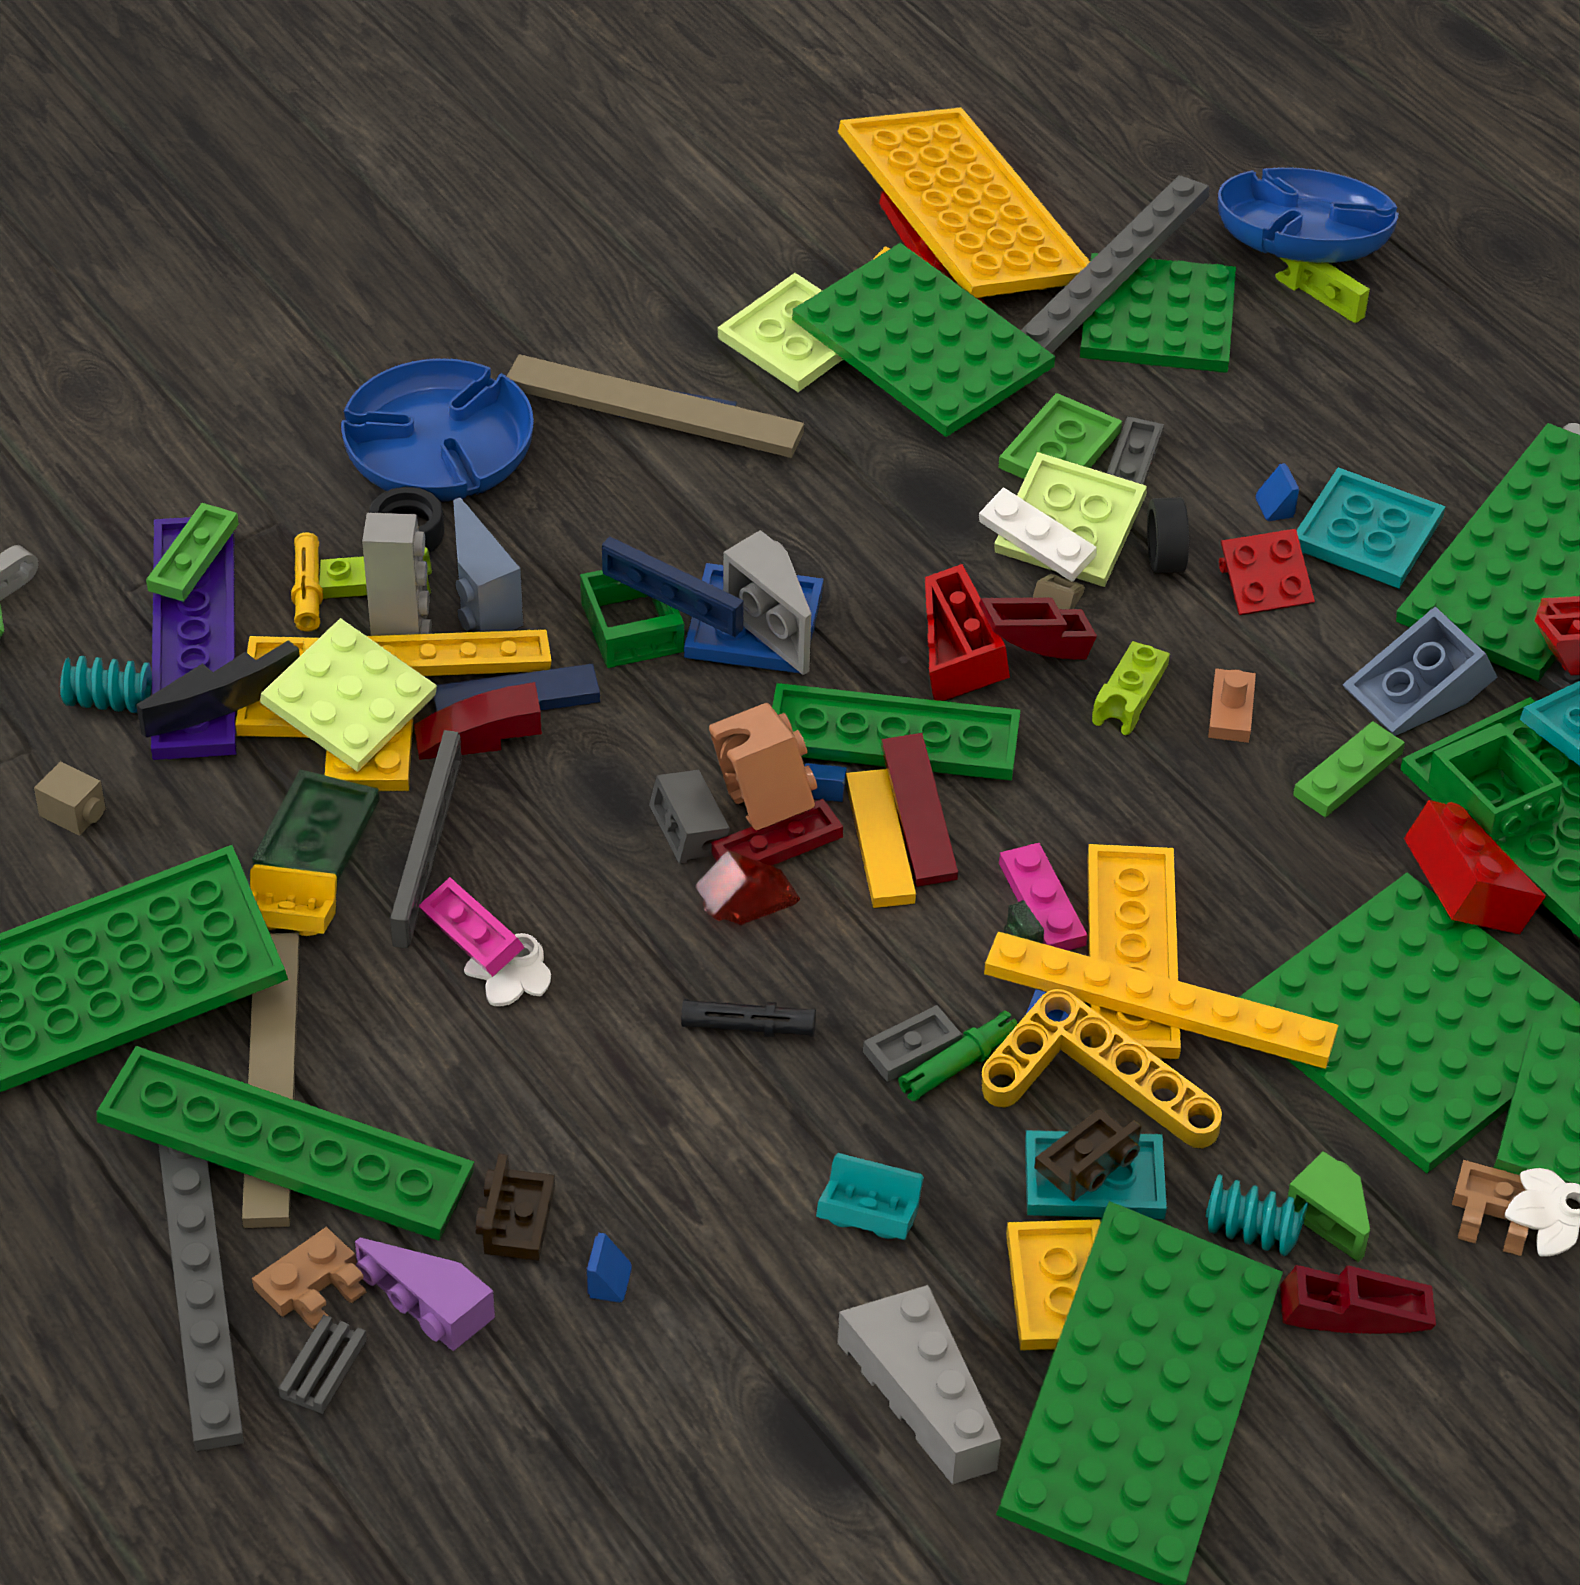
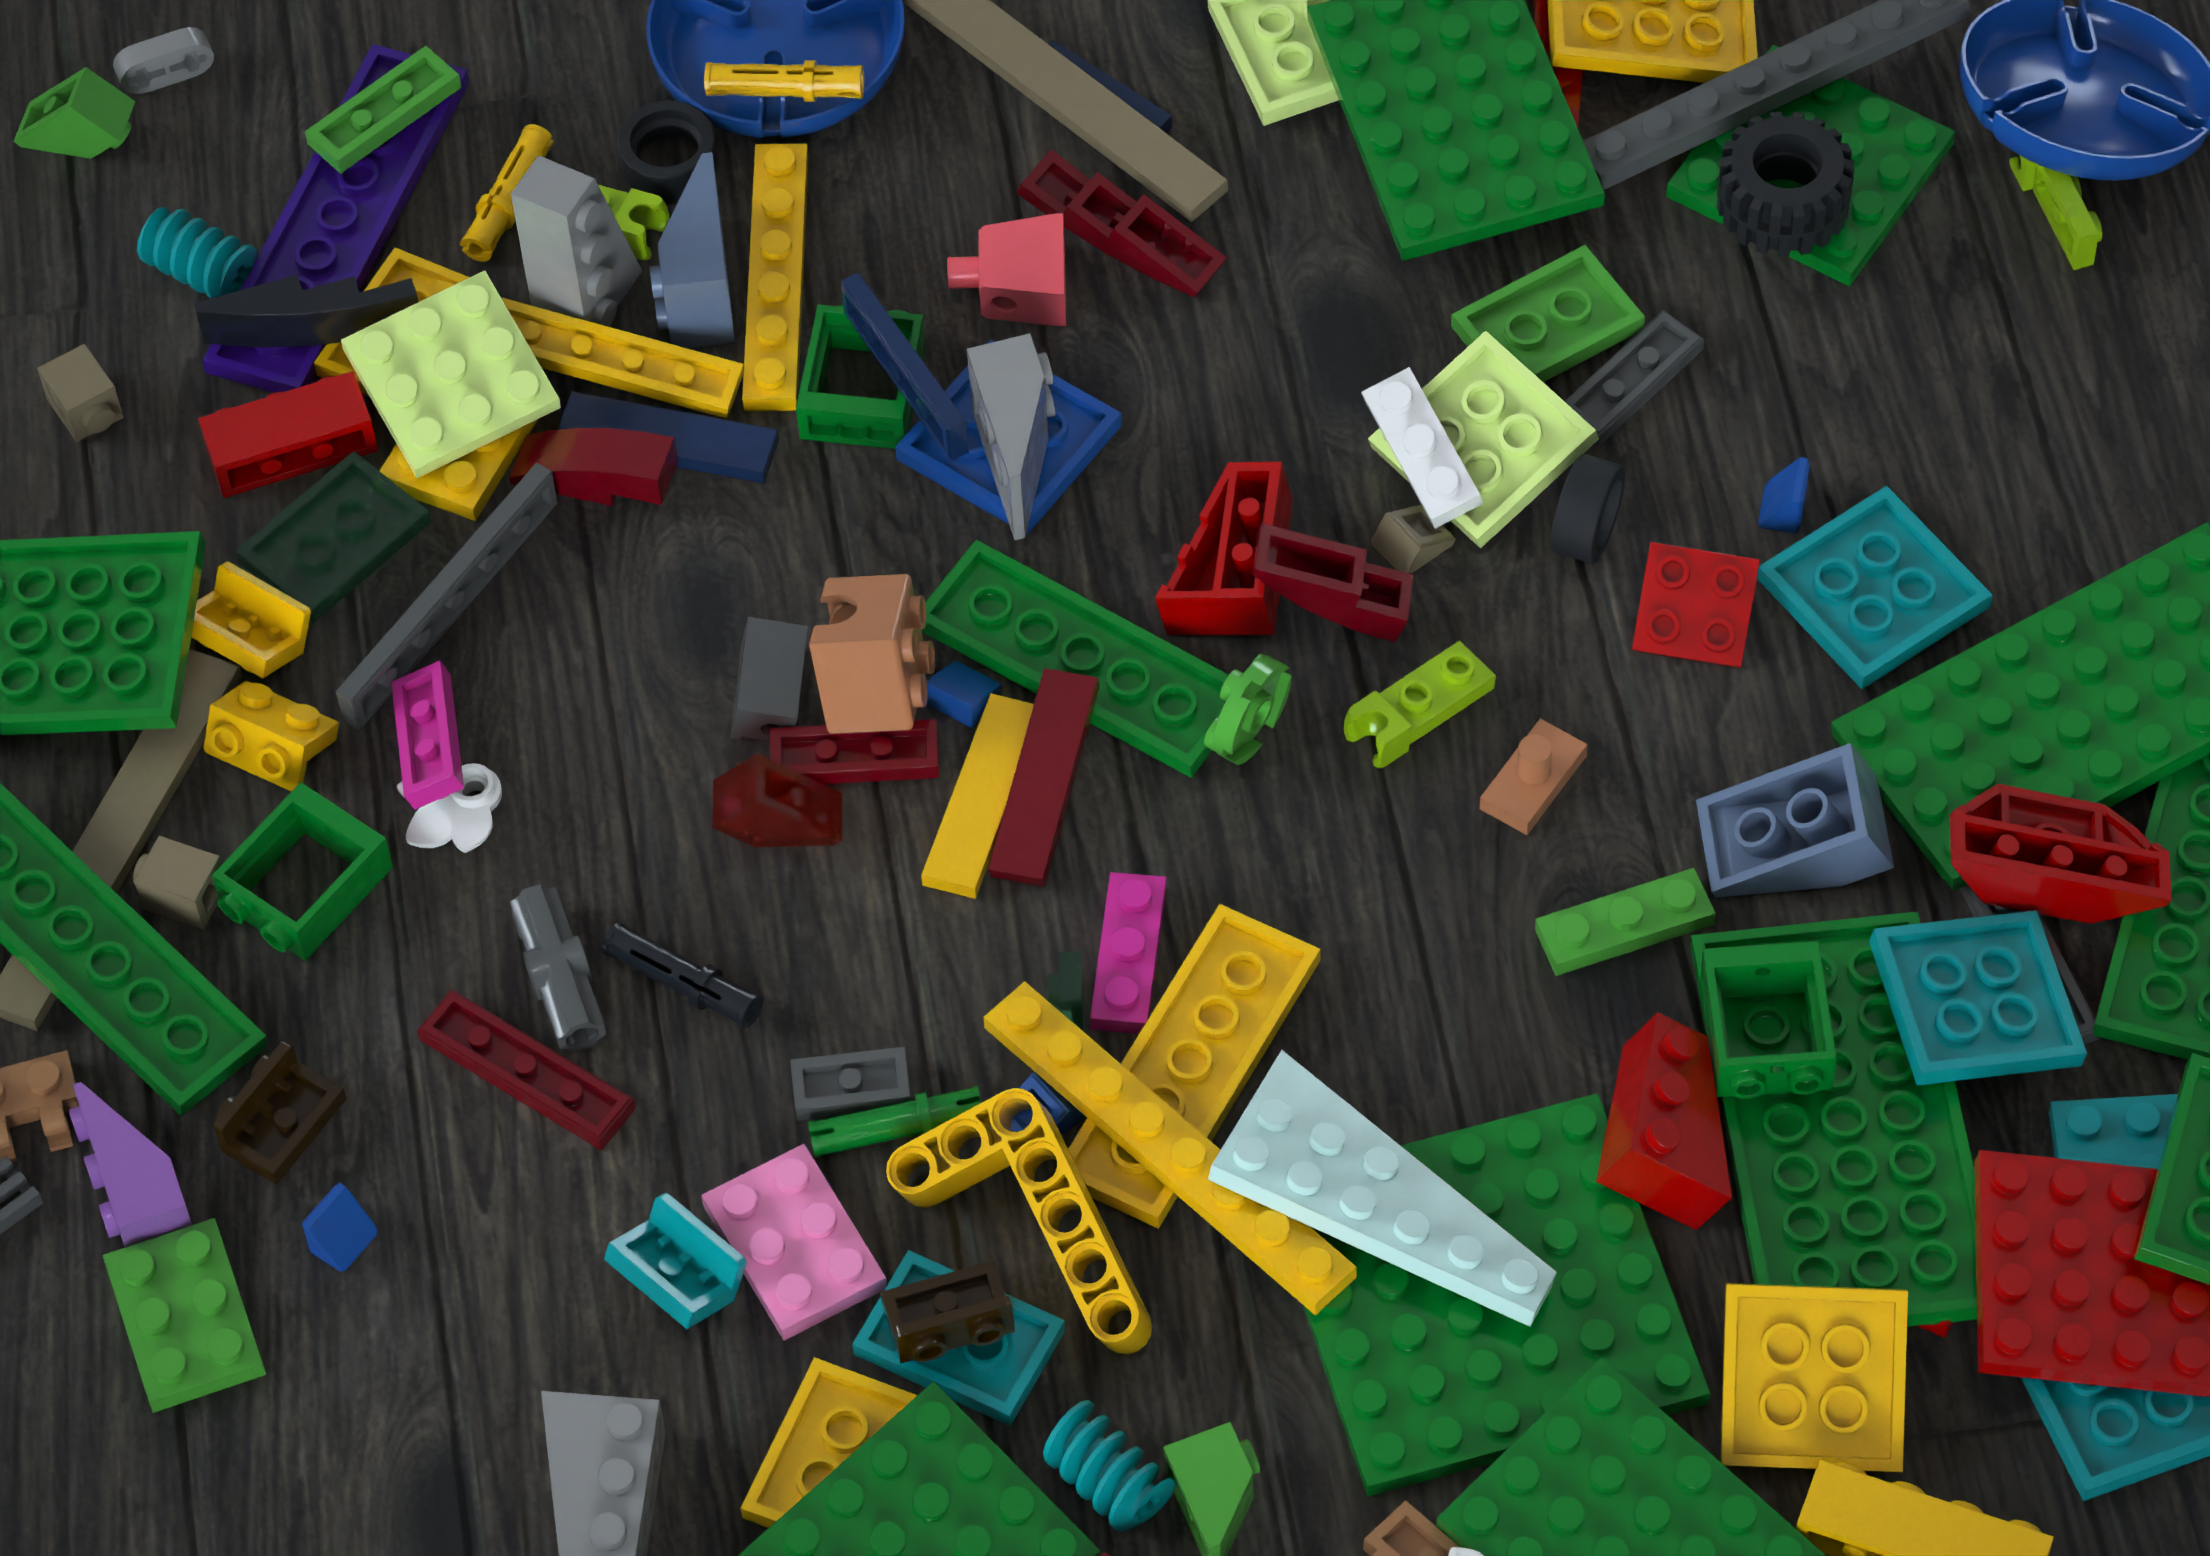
camera: 30 degrees right, 10 degrees up
(242, 775) = (287, 434): none -> red brick
(343, 1084) = (177, 882): none -> dark tan brick
(347, 970) = (267, 733): none -> yellow bracket
(420, 1009) = (330, 826): none -> green window
(486, 445) = (785, 80): none -> yellow pin
(525, 1373) = (184, 1315): none -> bright green plate
(541, 593) = (775, 278): none -> yellow plate
(658, 1043) = (558, 968): none -> dark grey piece
(673, 1119) = (526, 1069): none -> dark red tile
(697, 519) = (1017, 271): none -> coral torso
(757, 476) = (1123, 228): none -> dark red slope
(957, 1163) = (796, 1241): none -> bright pink plate
(1034, 705) = (1250, 702): none -> bright green plate
(1166, 315) = (1789, 151): none -> black tyre
(1286, 972) = (1342, 1175): none -> light aqua wing

